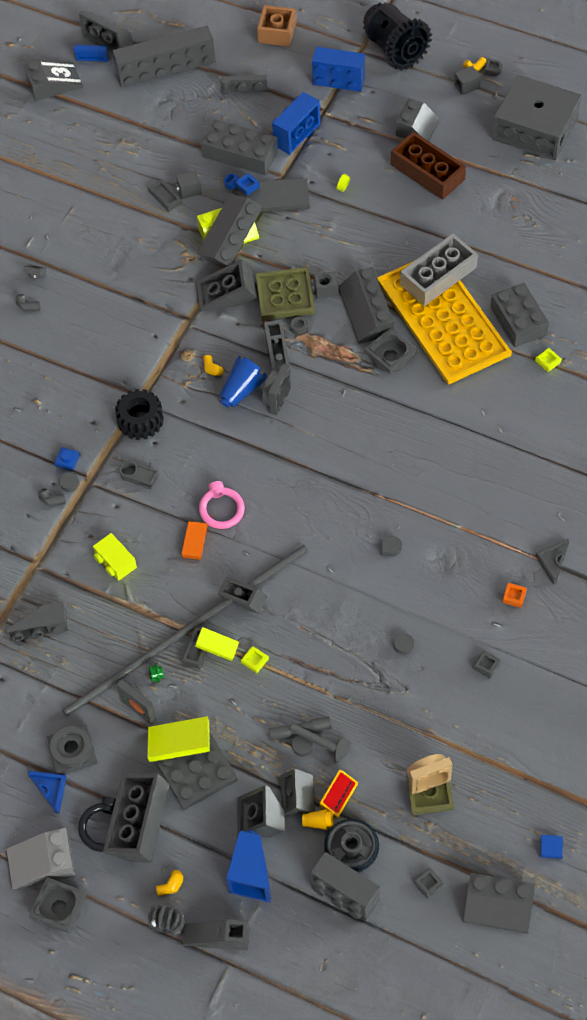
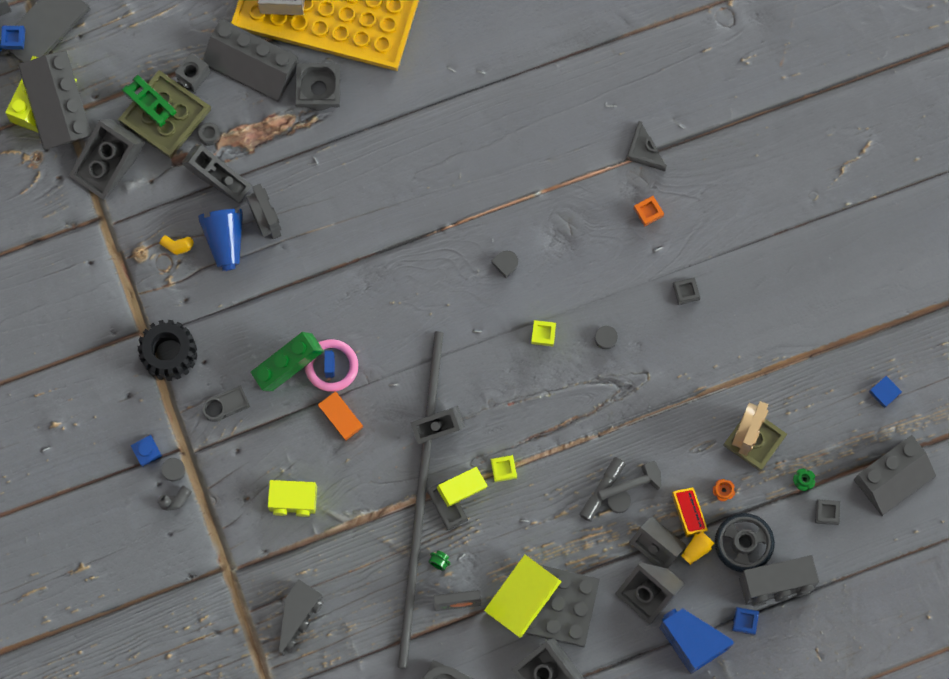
camera: 50 degrees left, 15 degrees up
(195, 478) = (287, 361): none -> green brick
(220, 505) = (329, 364): none -> blue tile
(282, 276) = (149, 100): none -> green plate
(299, 895) = (745, 621): none -> blue tile
(367, 605) = (543, 333): none -> neon yellow plate
(375, 797) = (728, 485): none -> orange plate
(435, 852) = (800, 484): none -> green plate

